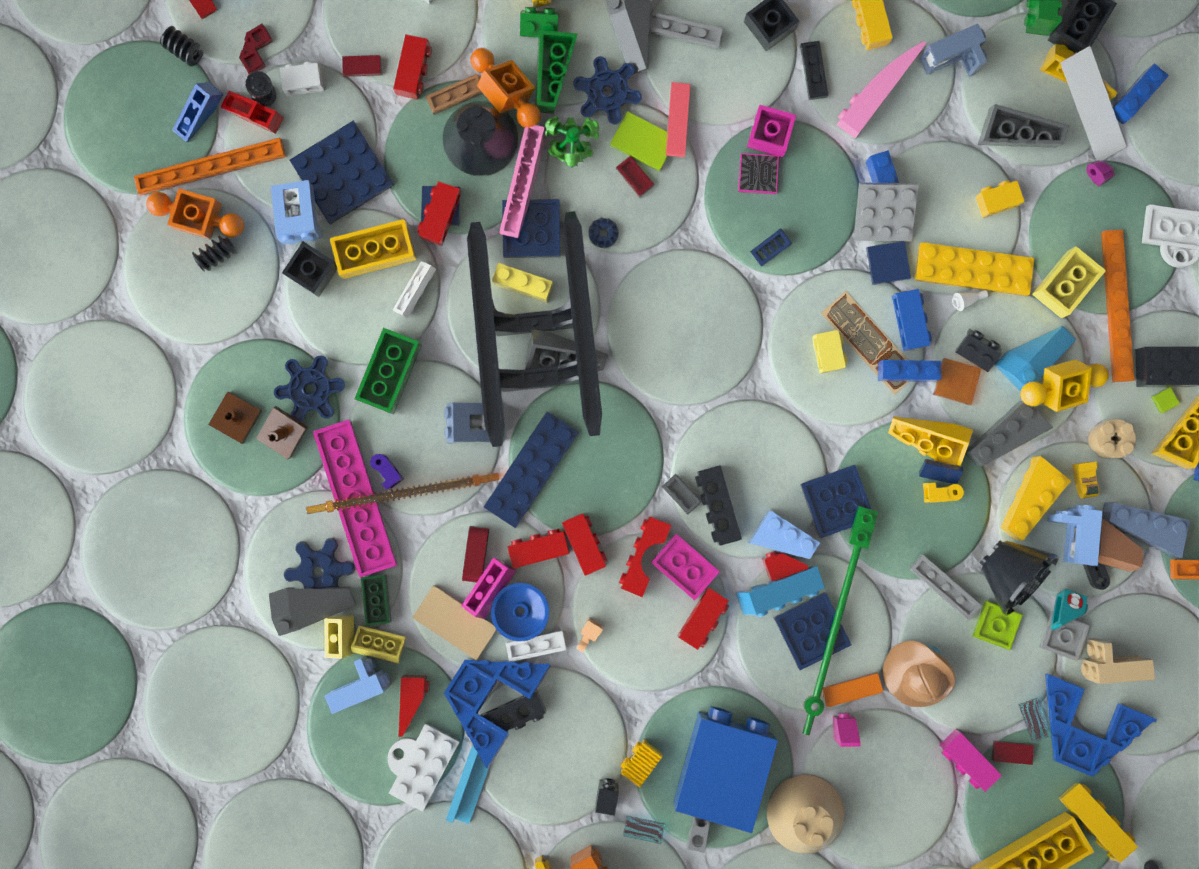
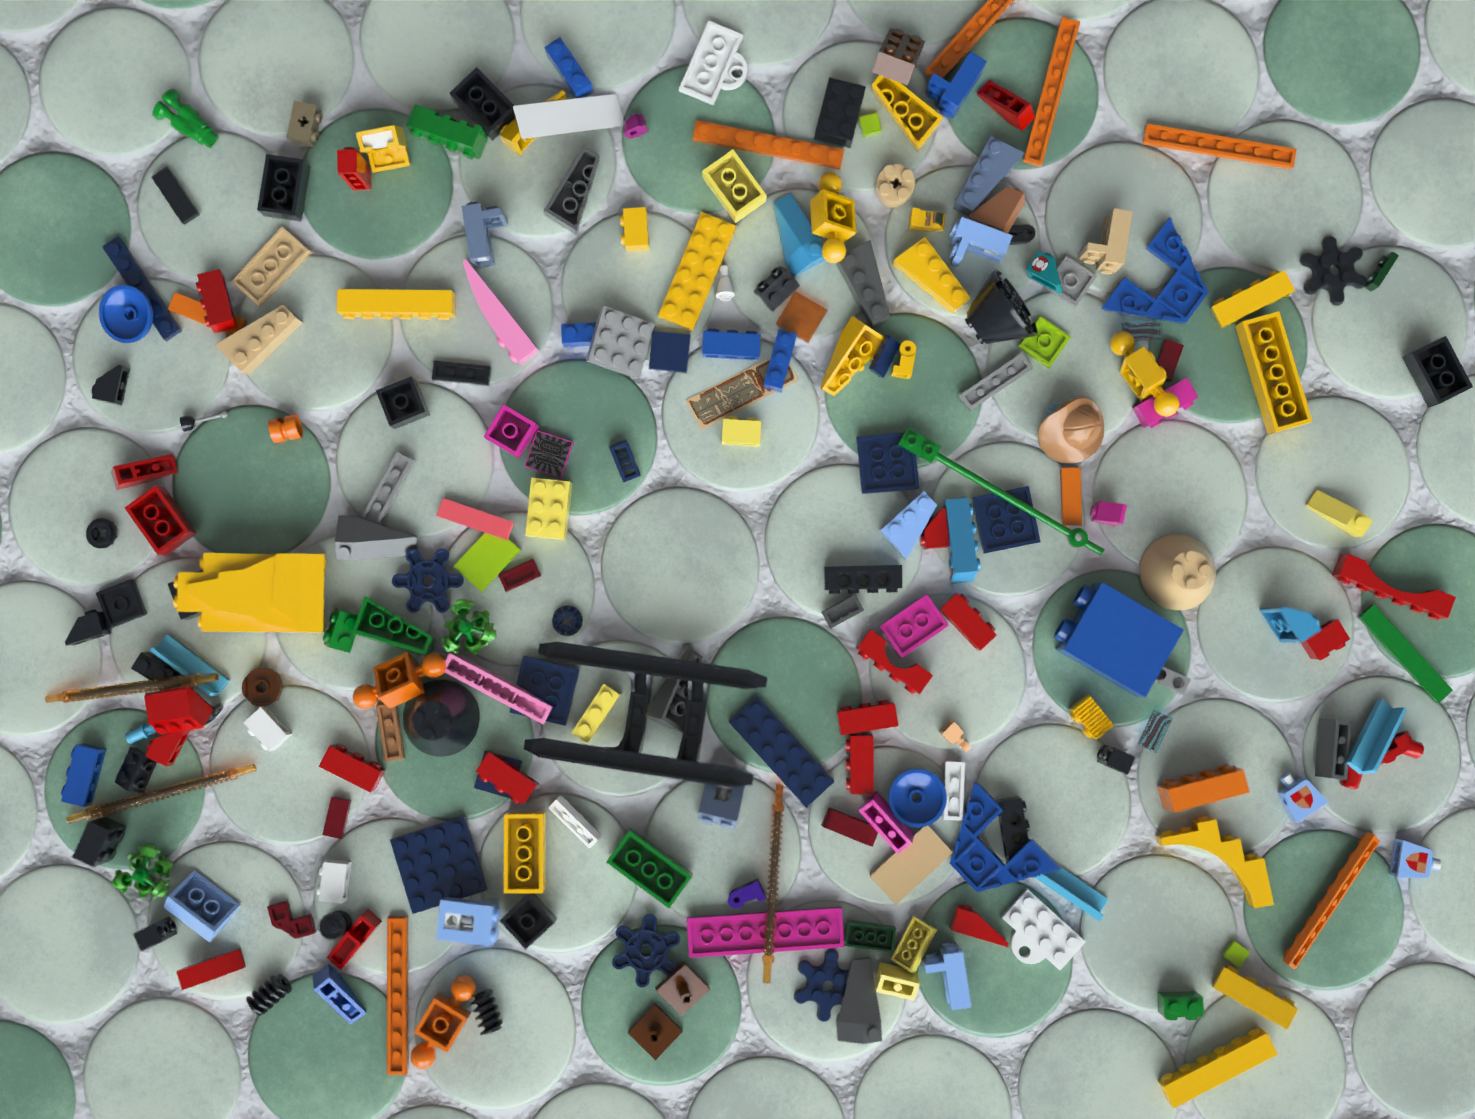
camera: 75 degrees left, 0 degrees up
(706, 186) = (548, 508): none -> light yellow brick
(994, 731) = (1143, 374): none -> yellow brick

